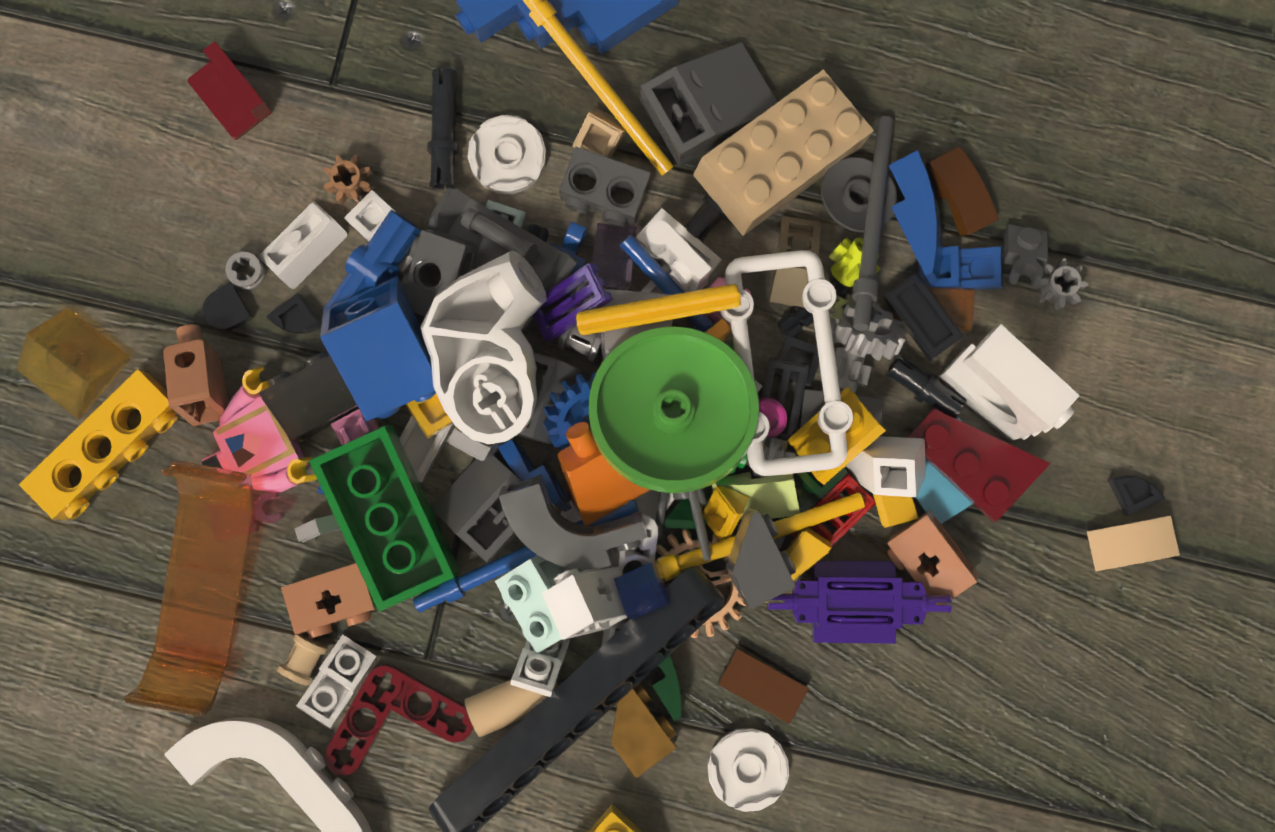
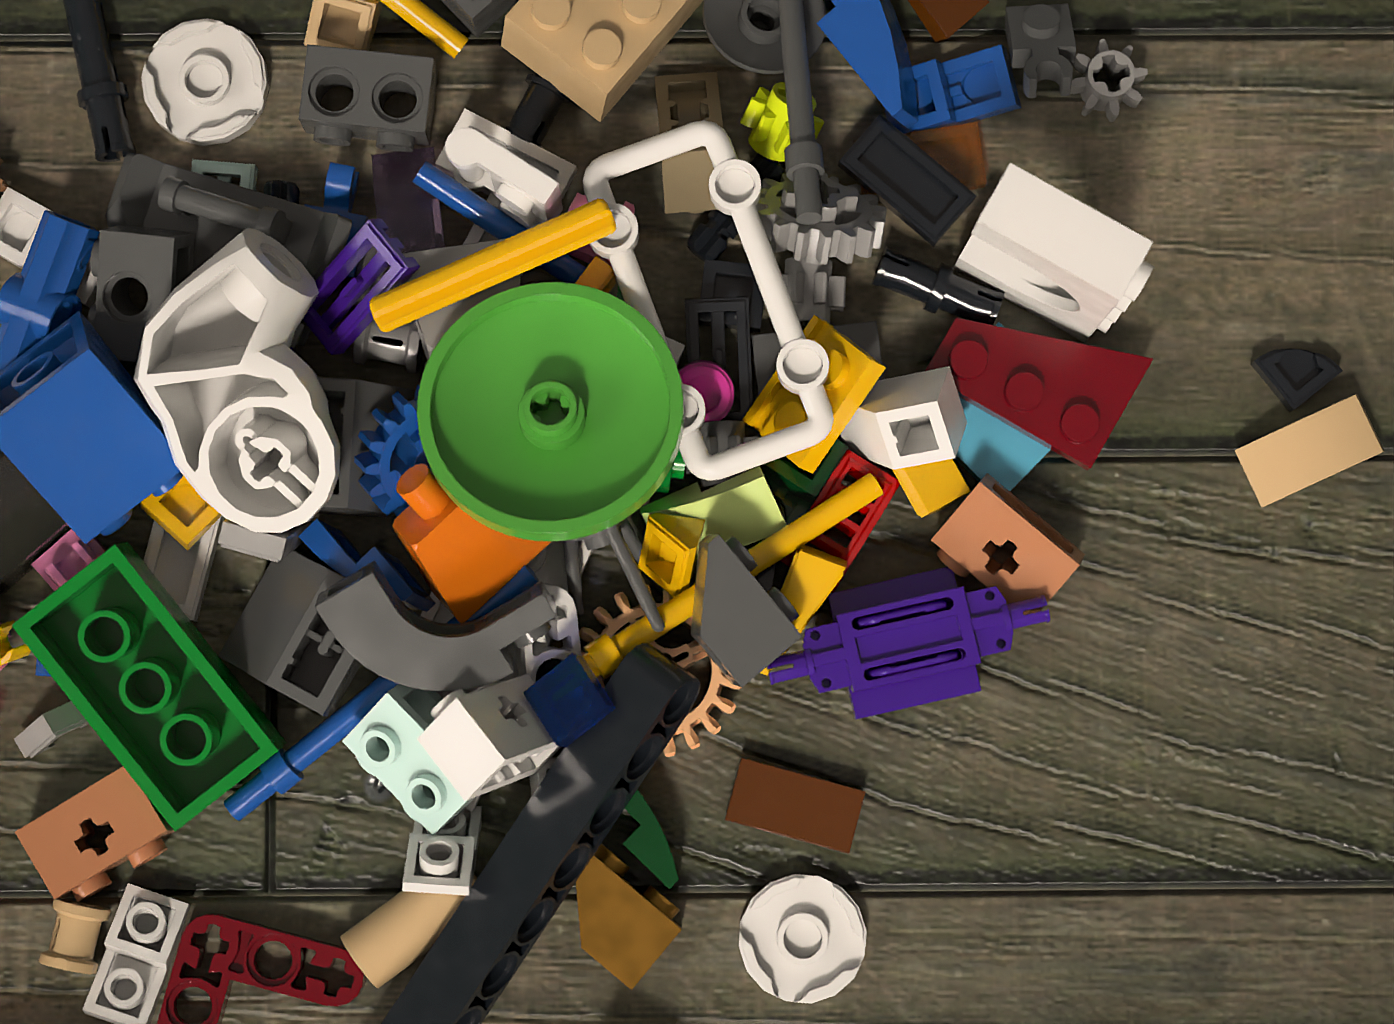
camera: 15 degrees left, 0 degrees up
(681, 516) = (607, 577): dark green slope -> none

